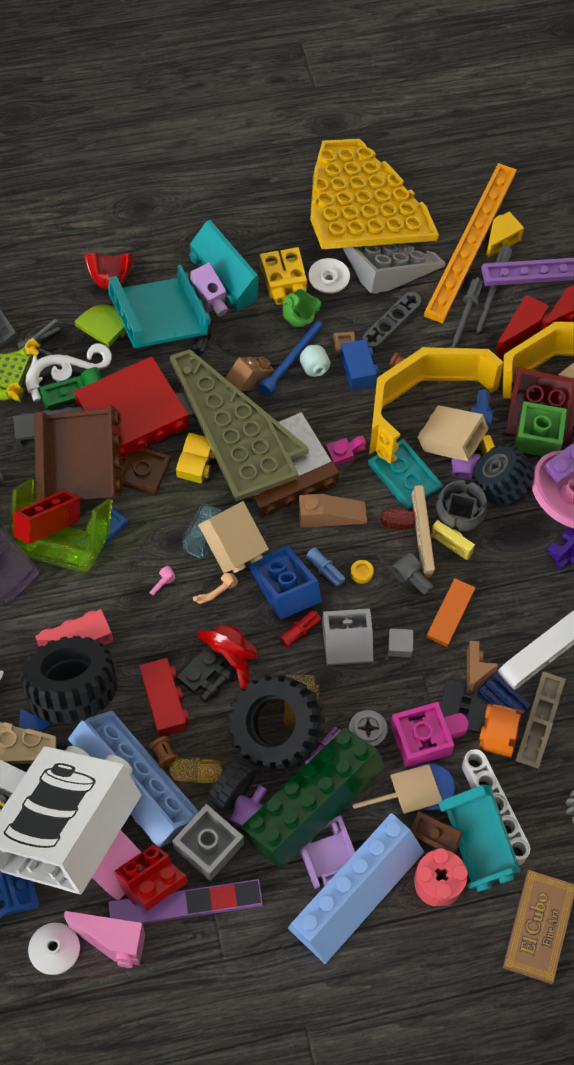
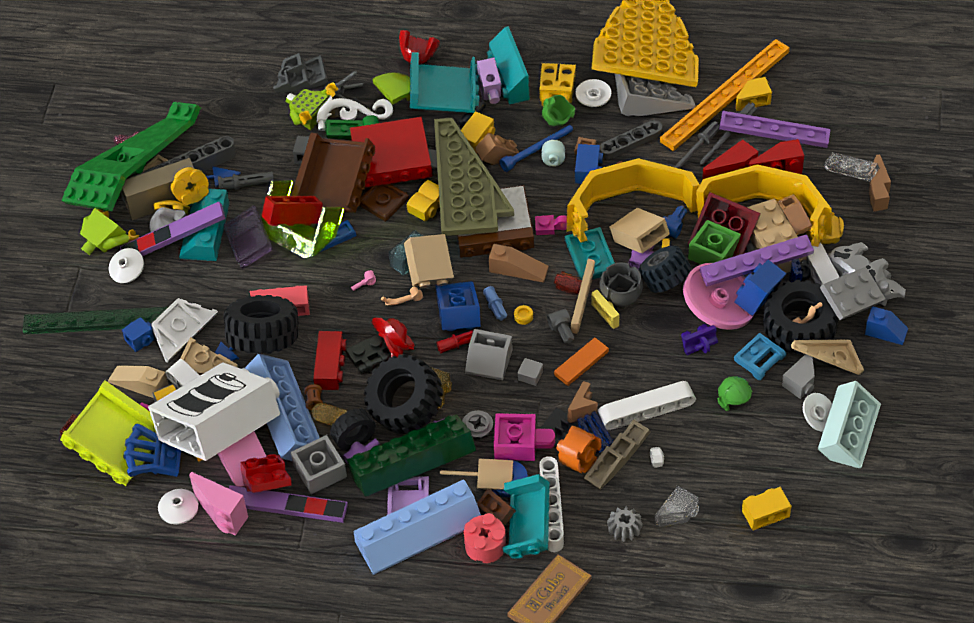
camera: 25 degrees right, 10 degrees down
(219, 353) = (477, 128): none -> yellow brick

